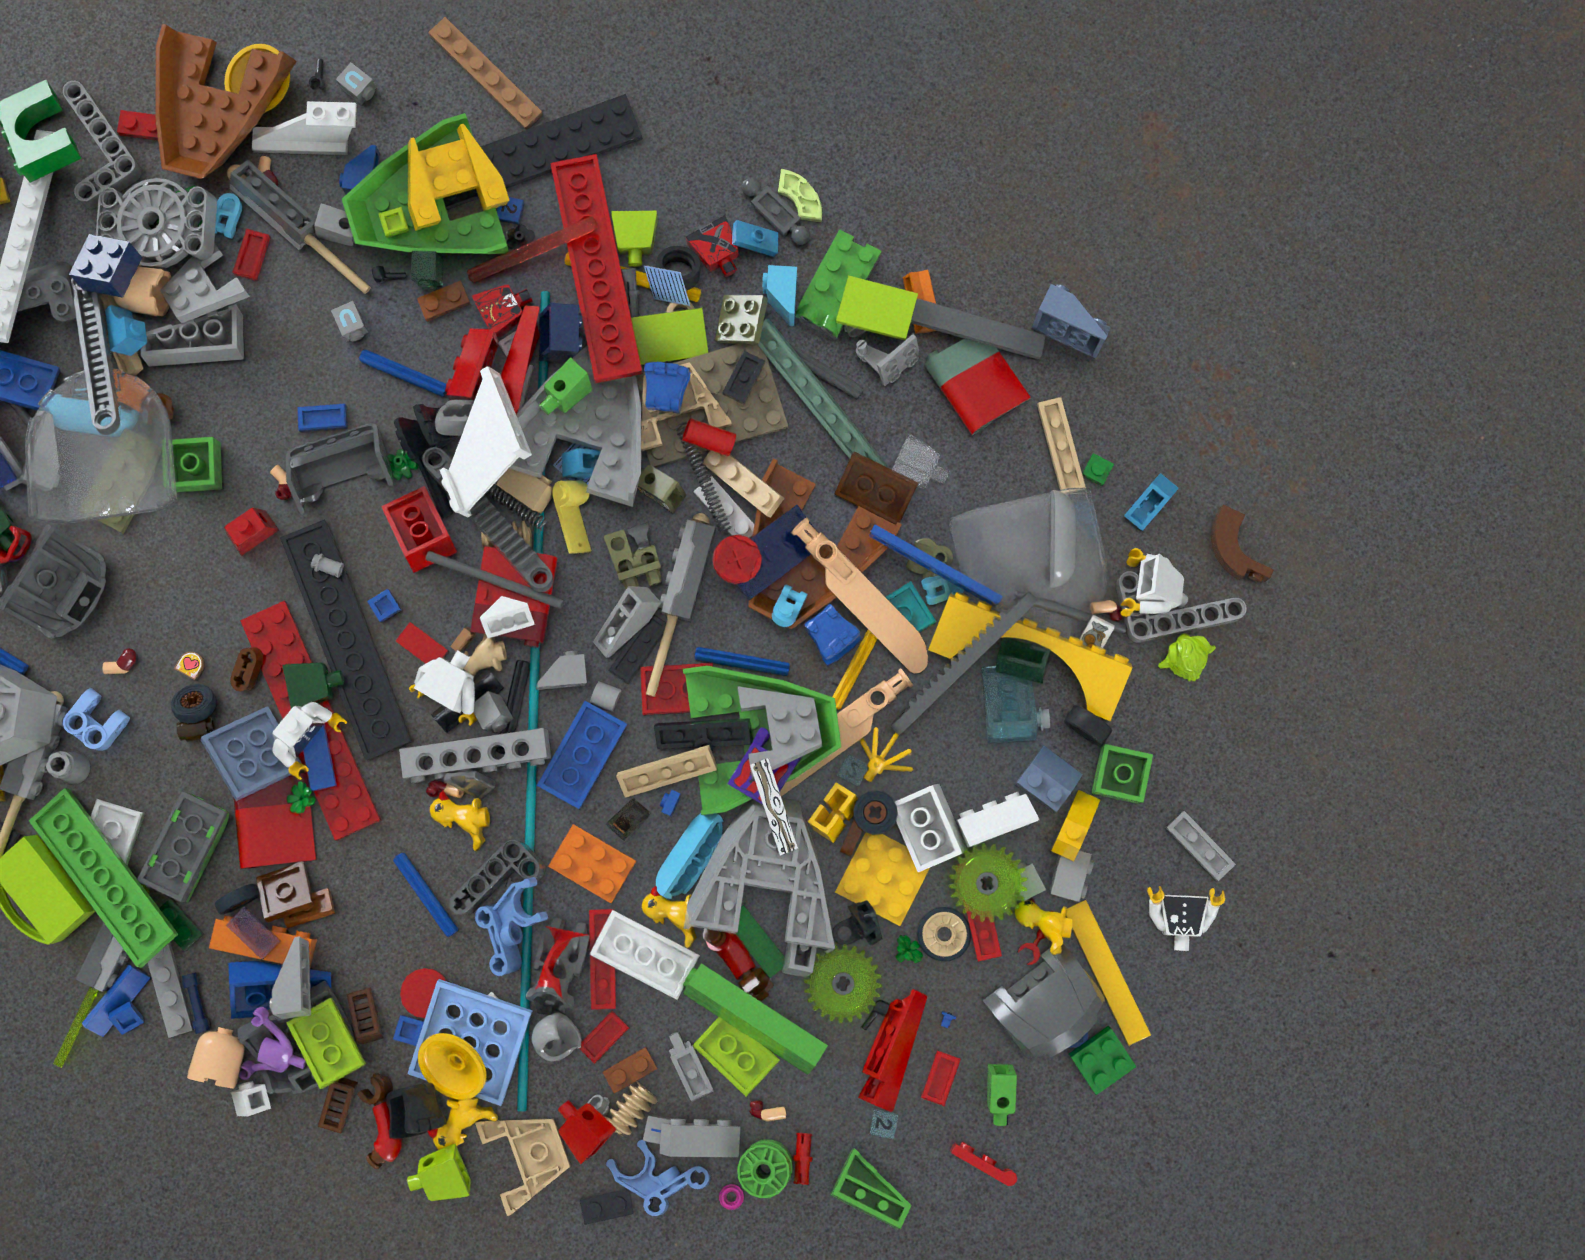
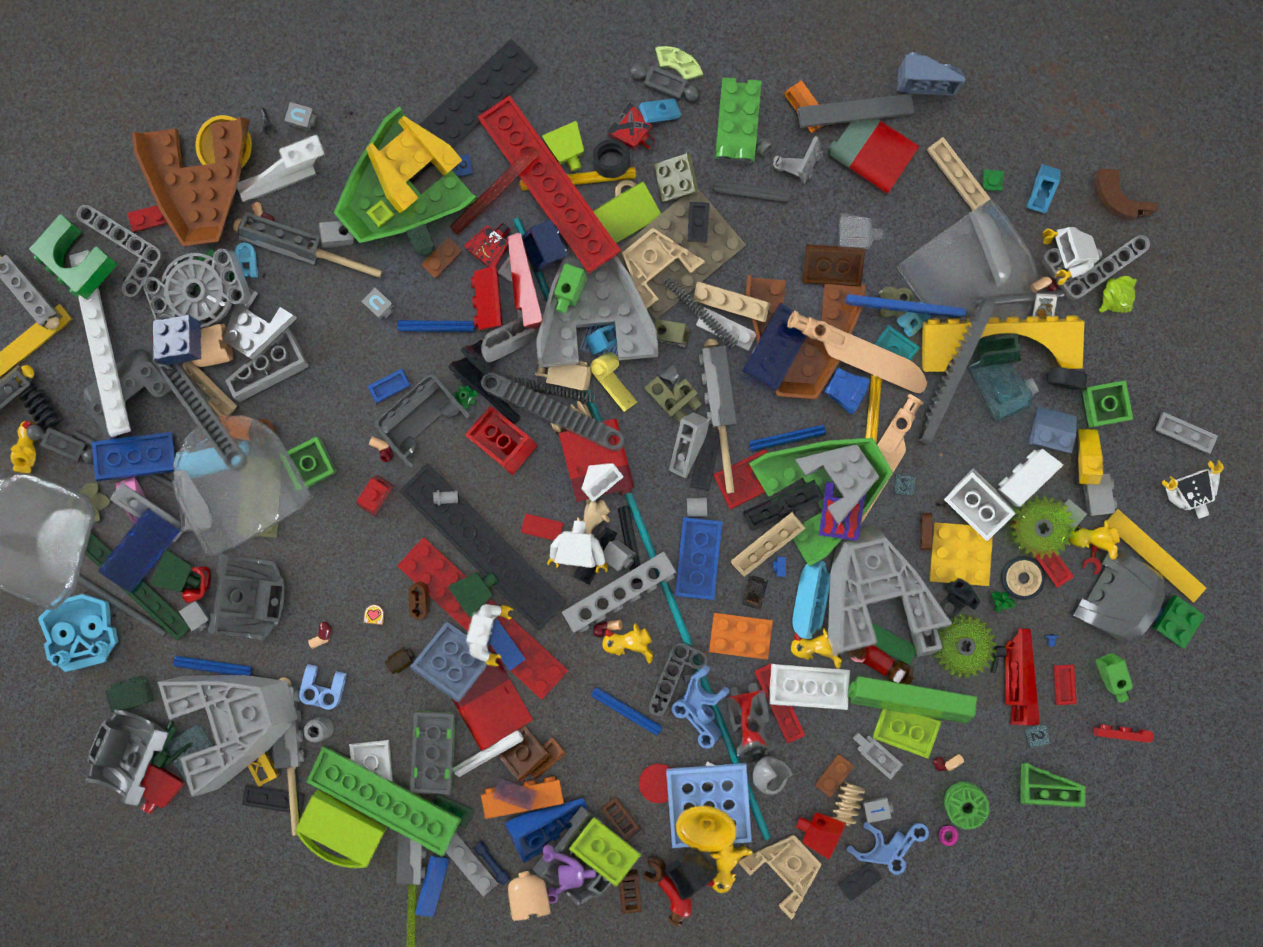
camera: 20 degrees left, 5 degrees up
(124, 332) = (213, 385): dark azure arch -> none
(126, 1017) = (445, 895): blue tile -> none
(193, 694) = (386, 637): black bush -> none
(236, 899) = (489, 774): black bush -> none
(246, 875) = (488, 753): none -> white axle
(250, 1099) = (565, 915): white brick -> none
(251, 254) = (278, 283): red tile -> none
(292, 986) = (563, 822): light grey slope -> none
(300, 798) = (503, 679): green plant -> none
(359, 168) = (334, 184): blue slope -> none
(380, 276) = (384, 258): black hand -> none
(384, 605) = (500, 509): blue plate -> none
(408, 1030) = (659, 815): blue plate -> none
(441, 1175) = (730, 910): lime torso -> none
(463, 639) = (572, 510): medium nougat tile -> none
(470, 783) = (627, 614): flat silver tile -> none
(485, 73) = (395, 67): medium nougat plate -> none
(487, 445) = (531, 357): white piece -> none
(494, 579) = (578, 455): dark grey piece -> none
(514, 242) = (478, 189): black plant -> none
(565, 672) = (659, 502): light grey slope -> none
(600, 1104) = (823, 809): light grey plate -> none
(603, 1036) = (804, 759): red tile -> none
(631, 290) = (578, 181): dark grey pin -> none
(665, 386) = (645, 254): blue piece -> none
(667, 285) = (609, 175): light blue sticker -> none
(700, 1138) = (909, 804): light grey brick -> none
(709, 437) = (693, 279): red pin -> none
(737, 559) = (755, 364): red tile -> none
(773, 806) = (863, 538): sticker -> none
(781, 288) = (698, 143): medium azure slope -> none
(785, 613) = (806, 388): medium azure plate -> none
(802, 1158) = (989, 786): red pin -> none
(814, 394) = (756, 212): sand green tile -> none
(842, 804) = (909, 514): yellow piece -> none
(876, 308) = (778, 127): lime tile -> none
(878, 763) = (923, 472): yellow plant -> none
(888, 813) = (940, 520): black bush -> none

